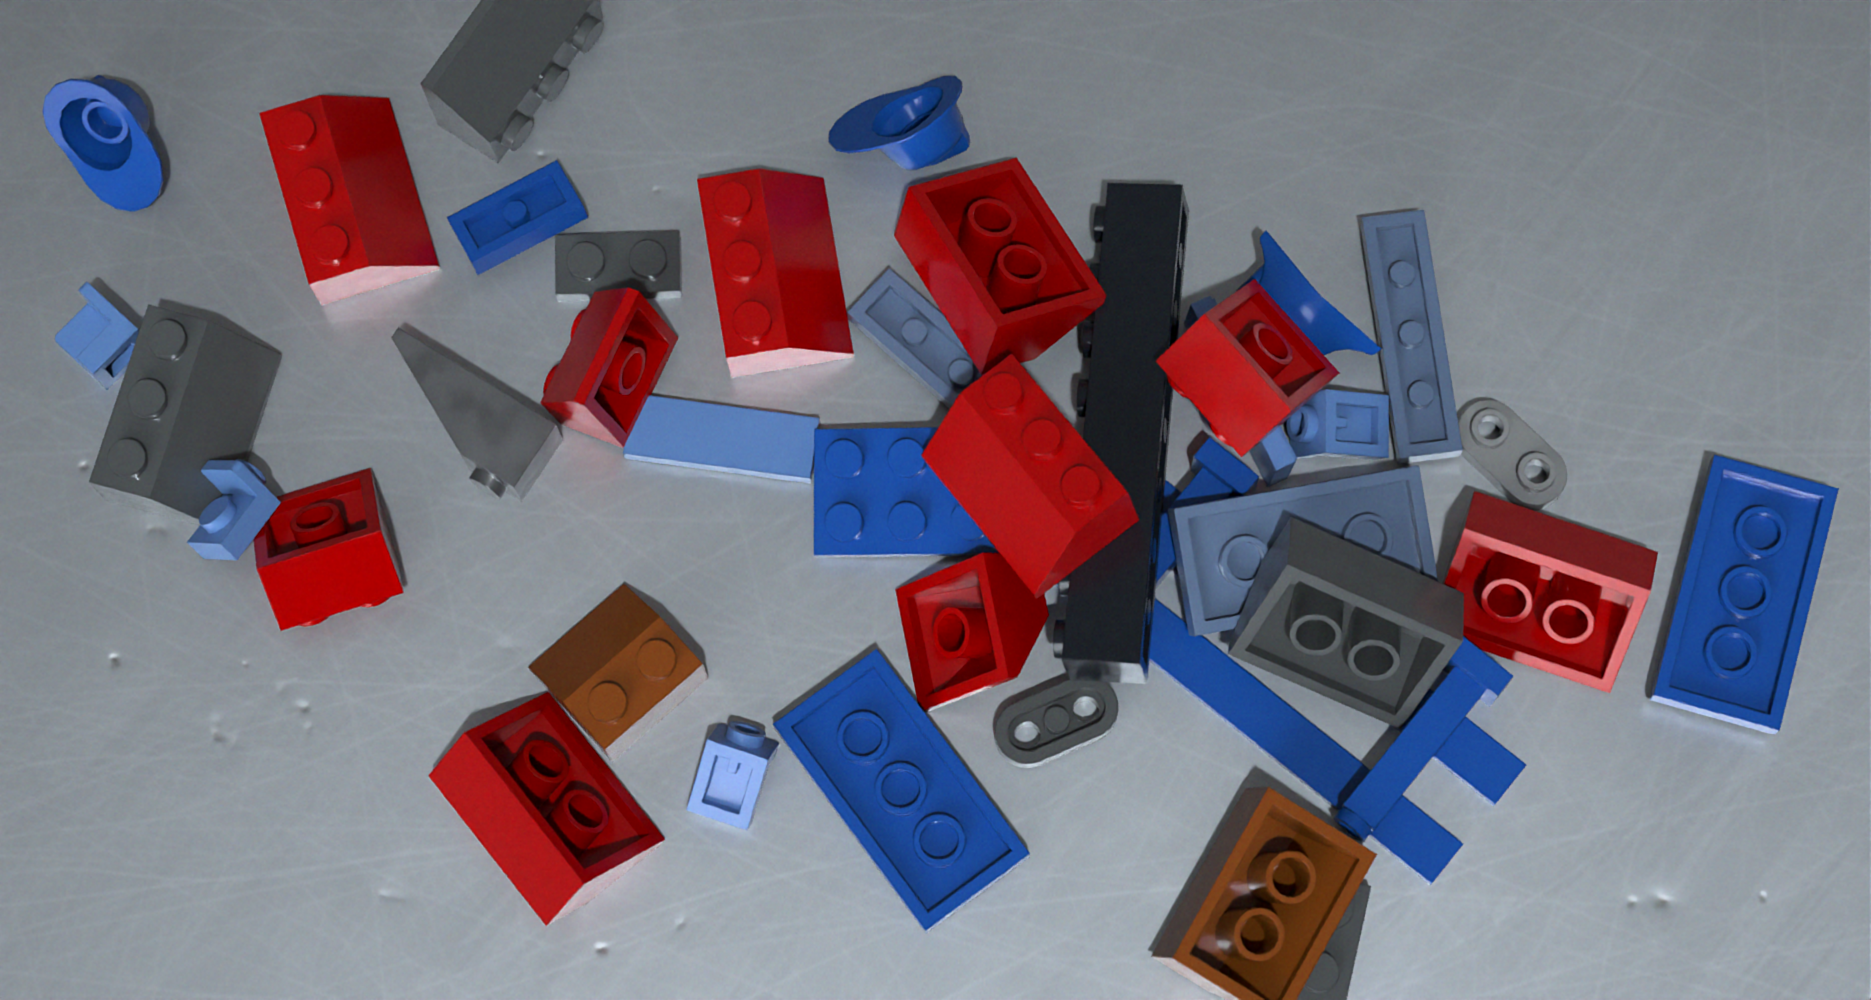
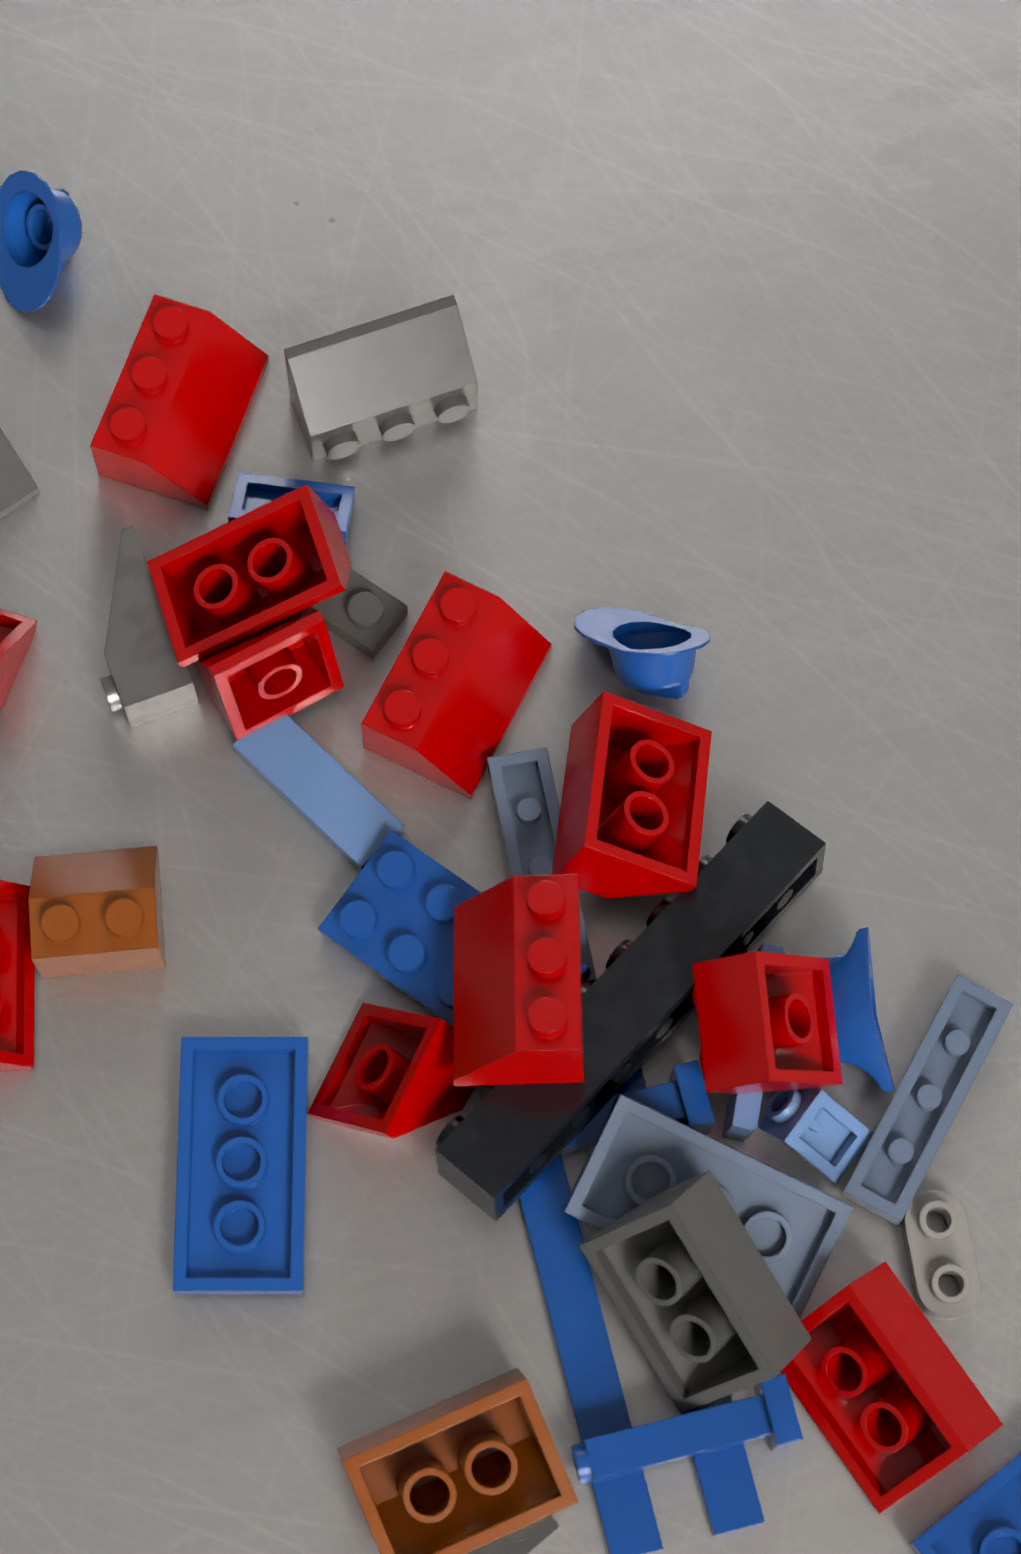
camera: 30 degrees right, 5 degrees down
(538, 299) = (250, 574): none -> red slope
(732, 773) = (121, 1053): bracket -> none
(1055, 721) = (408, 1196): dark grey plate -> none

